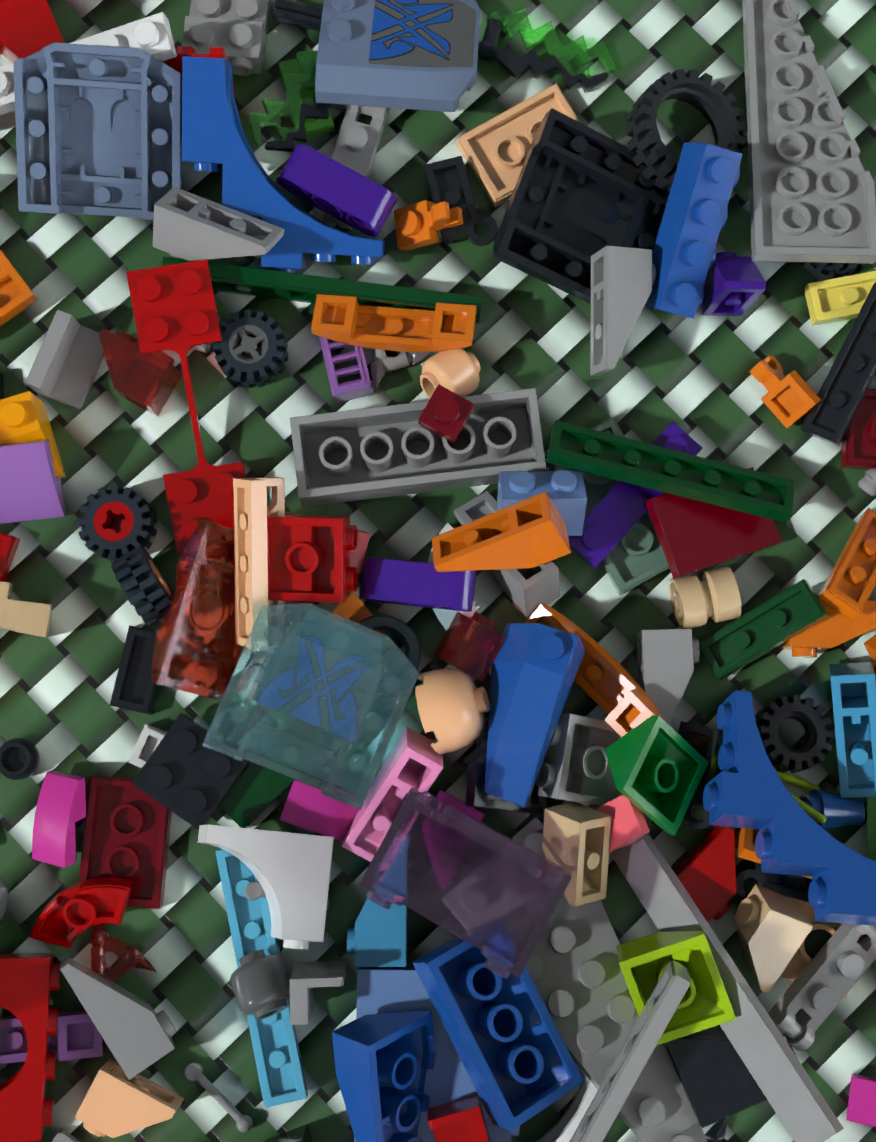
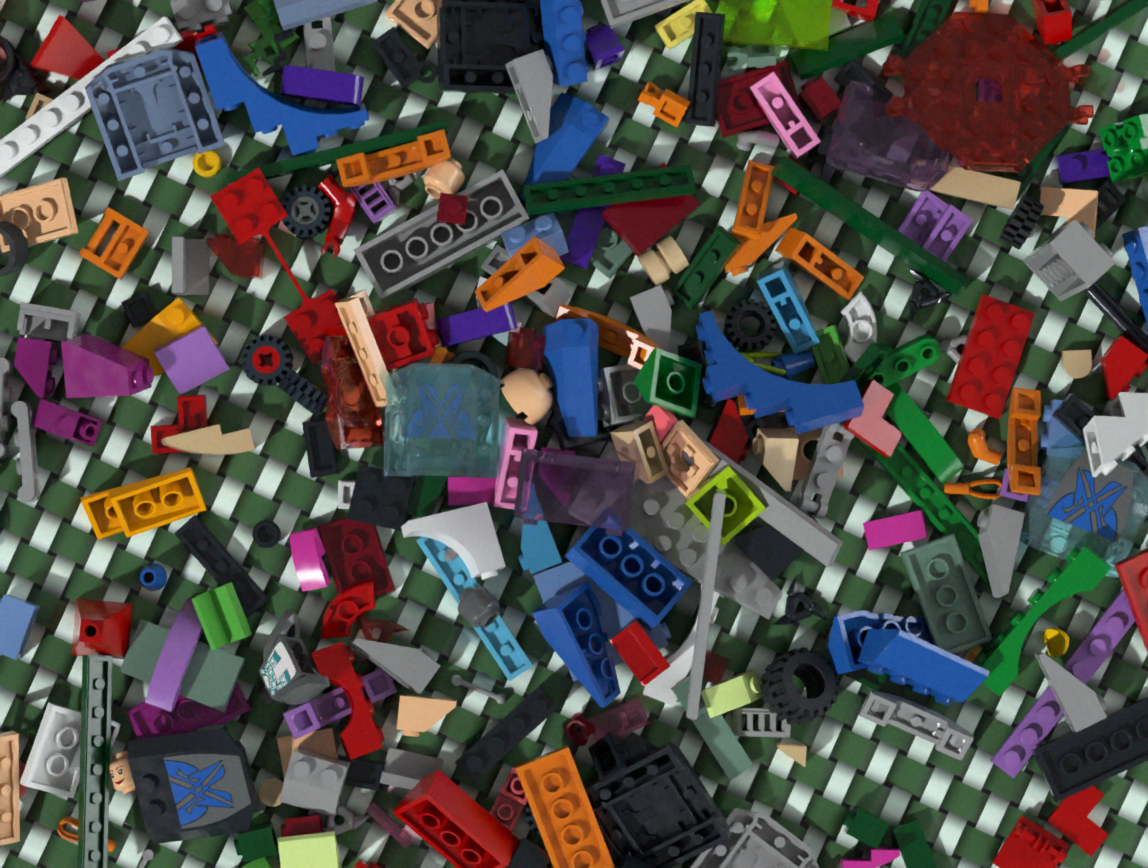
camera: 20 degrees left, 5 degrees up
(141, 241) = (207, 164): none -> yellow tile
(203, 229) = (253, 147): light grey slope -> none
(297, 370) = (342, 215): none -> red arm
(302, 983) = (503, 597): light grey panel -> none
(419, 223) = (385, 83): orange plate -> none
(624, 911) = (682, 475): none -> light nougat piece
(645, 381) = (572, 133): none -> blue wedge

